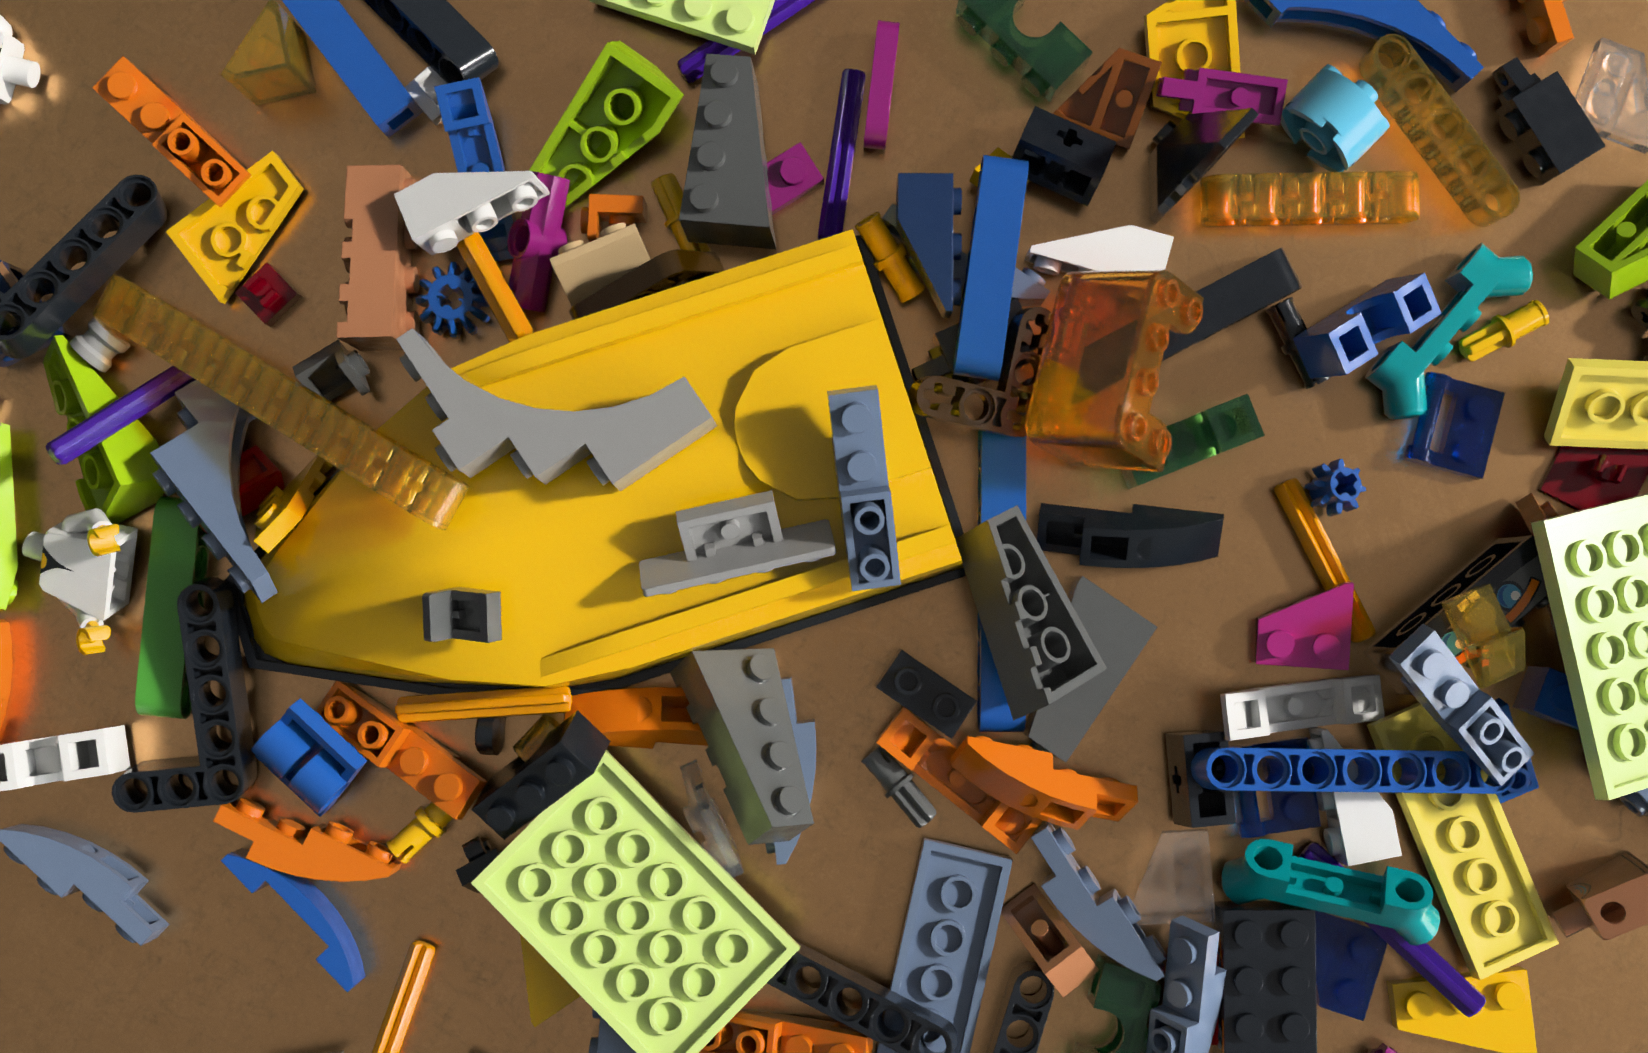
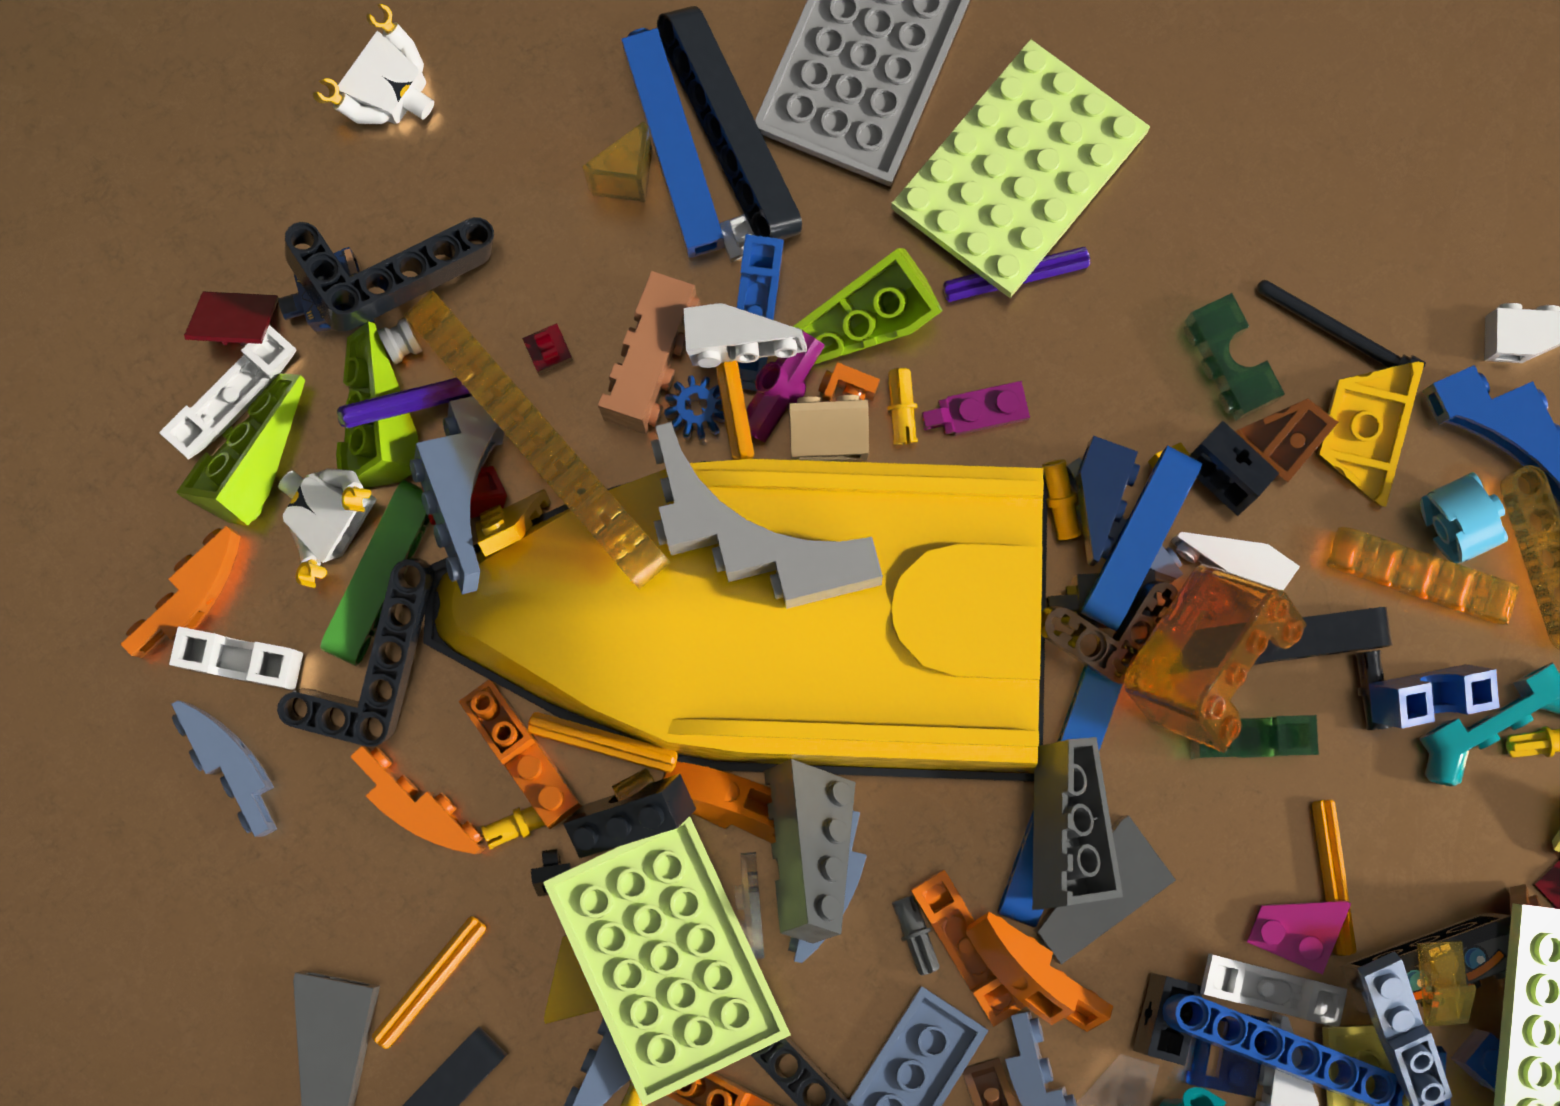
camera: 20 degrees right, 5 degrees down
(172, 131) = (522, 194): orange slope -> none
(229, 239) = (543, 284): yellow wing -> none
(309, 757) = (446, 733): blue plate -> none
(333, 371) = (580, 429): dark grey bracket -> none
(342, 956) = (409, 905): blue slope -> none
(462, 615) = (626, 661): dark grey bracket -> none
(490, 735) = (596, 769): black tile -> none
(654, 276) = (875, 447): dark brown beam -> none
(727, 168) = (955, 385): dark grey wedge -> none
(731, 542) = (861, 680): light grey bracket -> none
(842, 153) = (1051, 402): dark purple axle -> none
(863, 487) = (981, 676): sand blue slope -> none
(881, 85) = (1103, 359): magenta beam -> none
(925, 693) = (965, 865): black brick -> none
(1130, 540) = (1177, 800): black slope -> none
(1189, 152) = (1334, 503): black wedge -> none
(1221, 90) = (1383, 468): magenta hinge -> none
(1335, 487) = (1364, 809): blue gear -> none
(1467, 429) = (1490, 811): clear blue plate -> none

